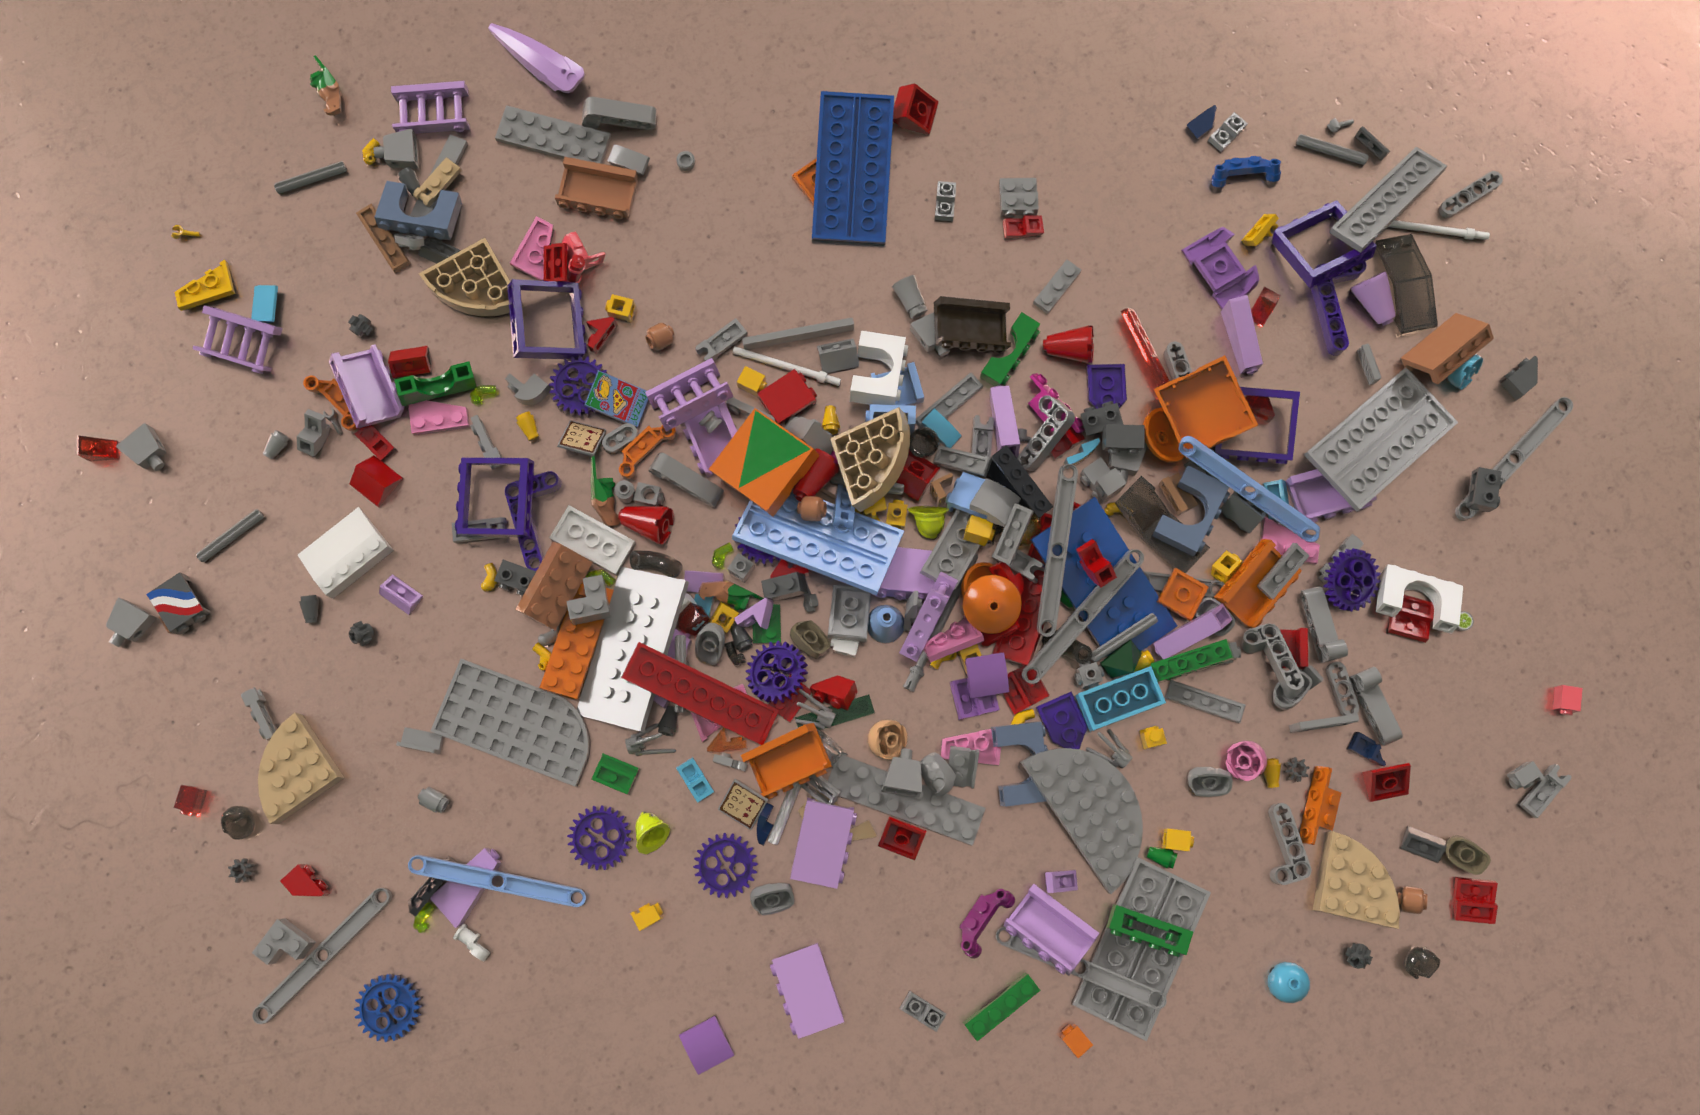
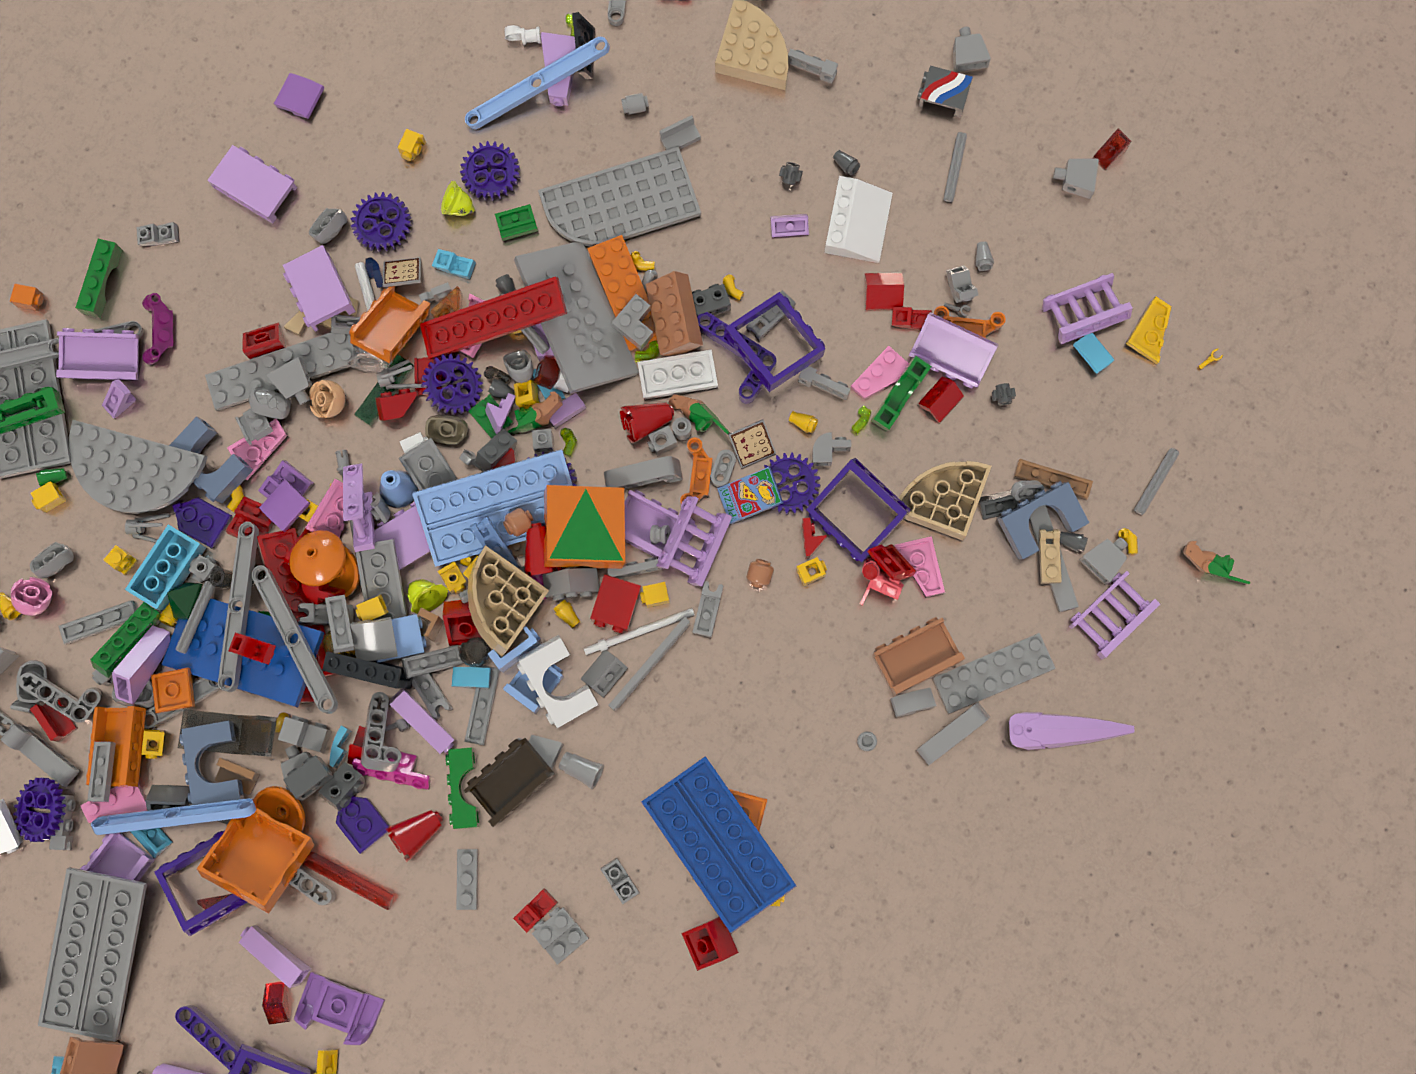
camera: 145 degrees right, 0 degrees up
(636, 743) = (518, 250): light grey plant -> none
(655, 562) = (614, 396): clear smoke cylinder -> none
(1369, 364) = (148, 1018): light grey tile -> none

